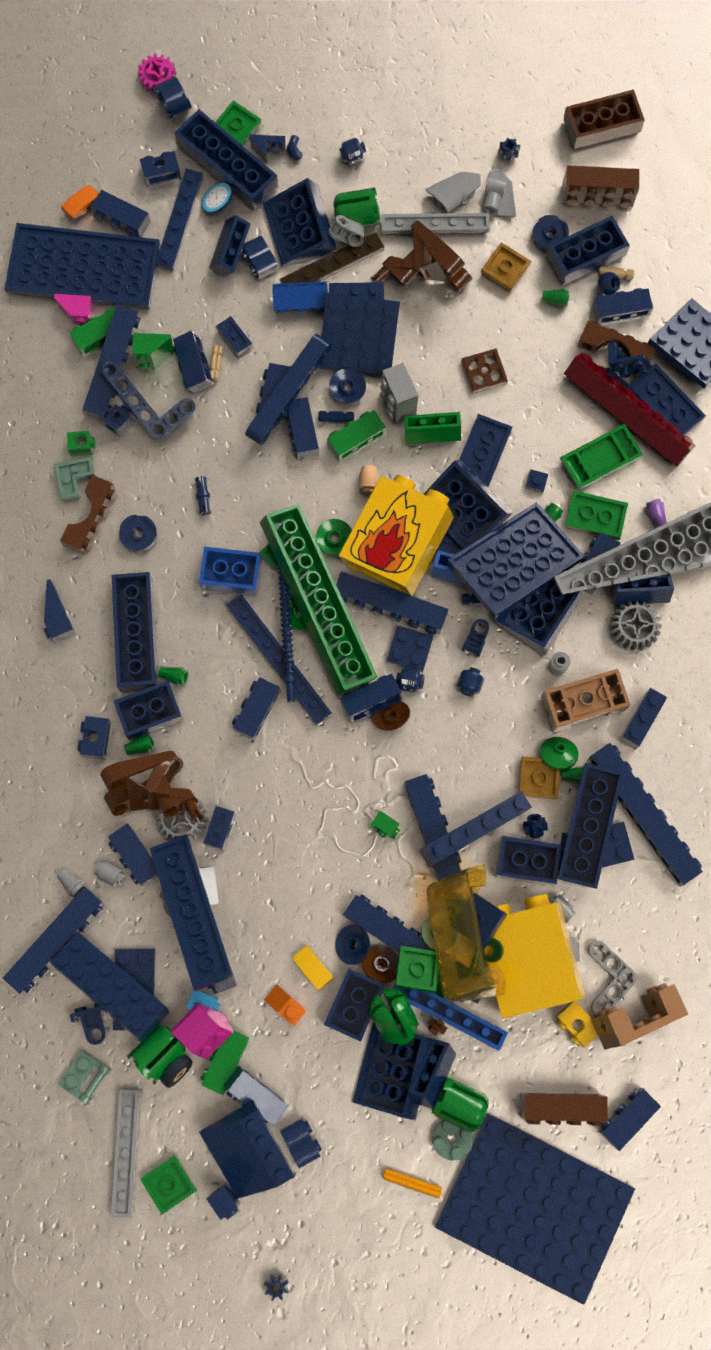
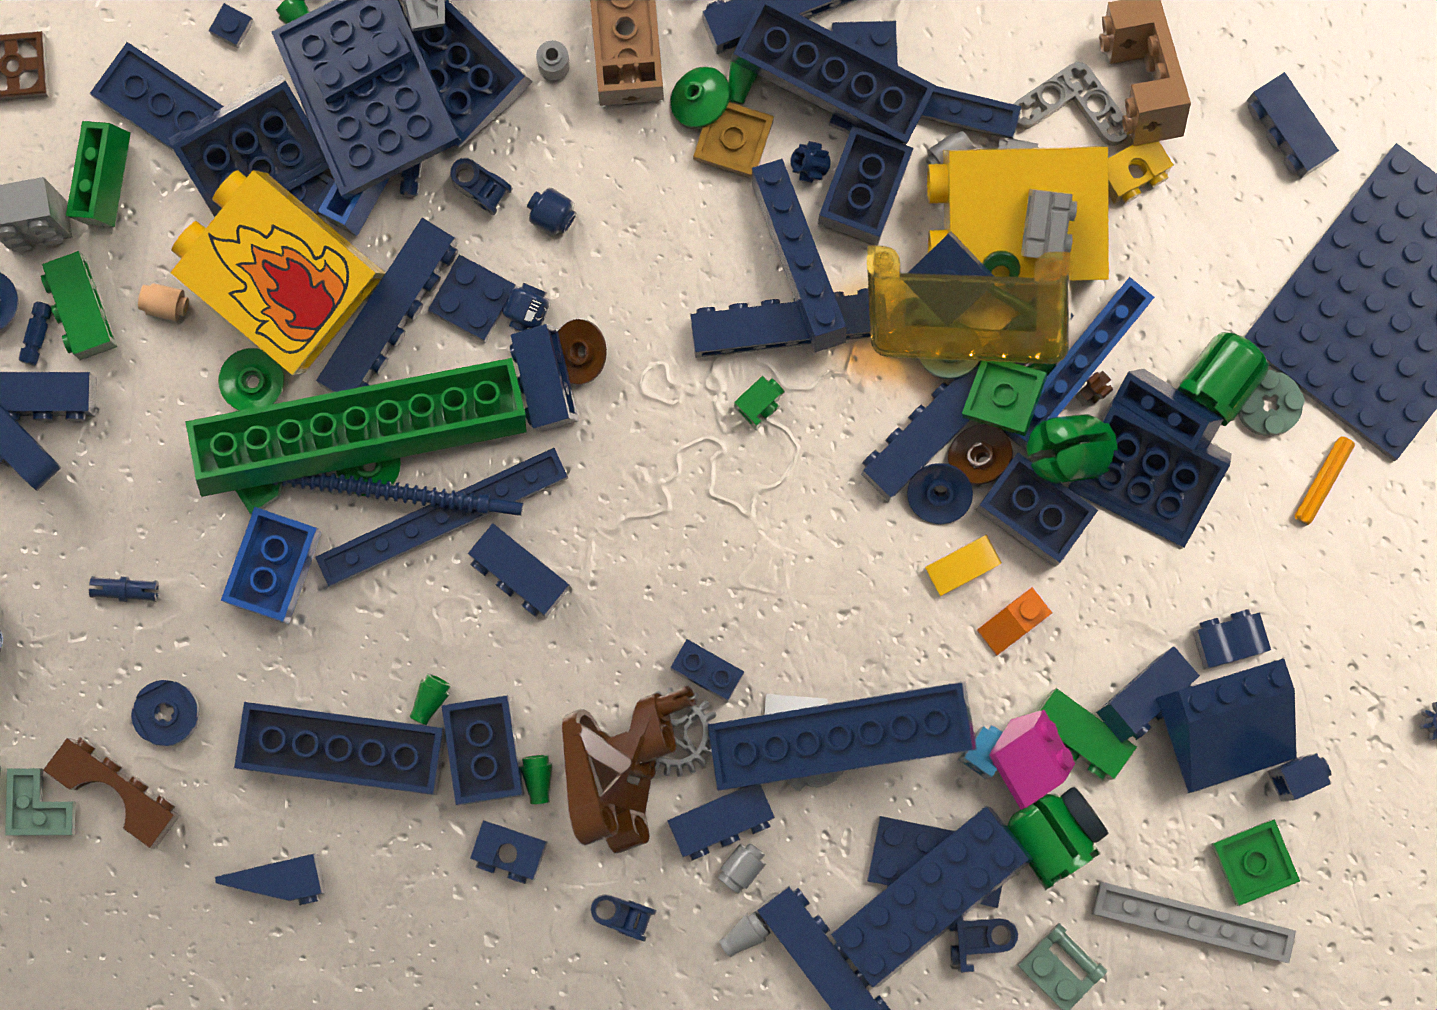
camera: 80 degrees left, 5 degrees up
(69, 811) = (625, 916): none -> dark blue piece
(524, 971) = (1048, 223): none -> light grey brick
(527, 554) = (362, 64): none -> dark blue plate
(563, 1107) = (1258, 219): reddish brown brick -> none
(589, 916) = (973, 112): none -> dark blue plate

